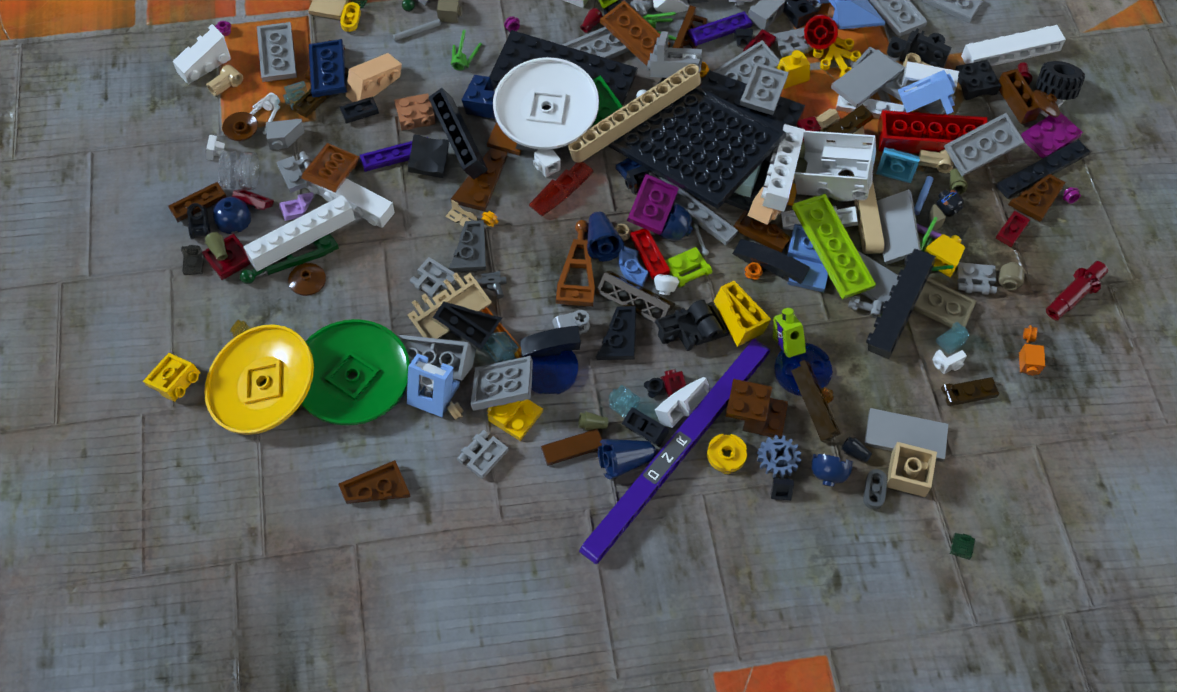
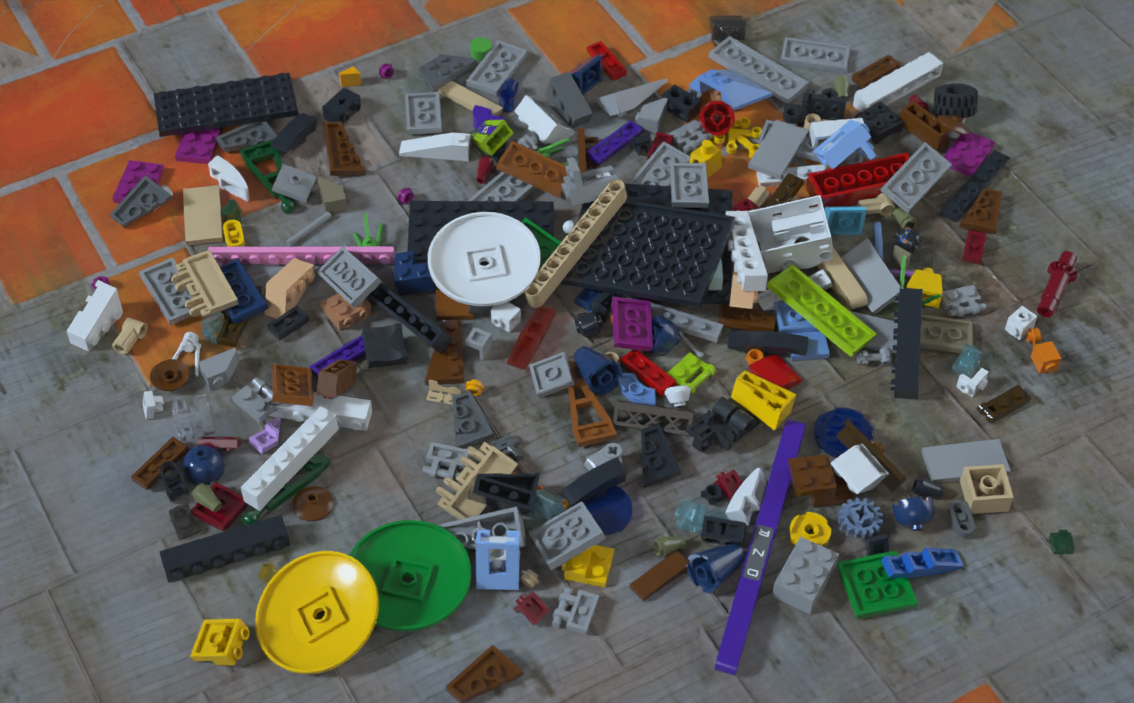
camera: 20 degrees left, 10 degrees down
(213, 295) = (224, 548): none -> black brick
(302, 53) = (205, 284): none -> tan hinge
(370, 173) = (336, 378): none -> reddish brown brick
(399, 52) = (311, 255): none -> bright pink plate
(423, 84) = (349, 277): none -> light grey plate
(445, 438) = (531, 607): none -> dark red bracket
(512, 178) = (481, 341): none -> light grey panel
(562, 228) = (551, 375): none -> light grey tile
(616, 191) = (588, 323): none -> black head
(701, 493) = (805, 575): none -> light grey brick
(765, 291) = (775, 371): none -> red slope
(765, 525) = (871, 589): none -> green plate
(789, 333) = (818, 402): lime torso -> none
(797, 410) = (859, 469): none -> white slope
(816, 520) = (924, 563): none -> blue slope
(957, 35) = (842, 86): none -> olive cone
(997, 29) = (875, 71): none -> reddish brown plate
(1011, 276) = (993, 289): dark tan head -> none
(1022, 317) = (1020, 322): none -> white brick
(1071, 195) = (1012, 201): magenta plate -> none

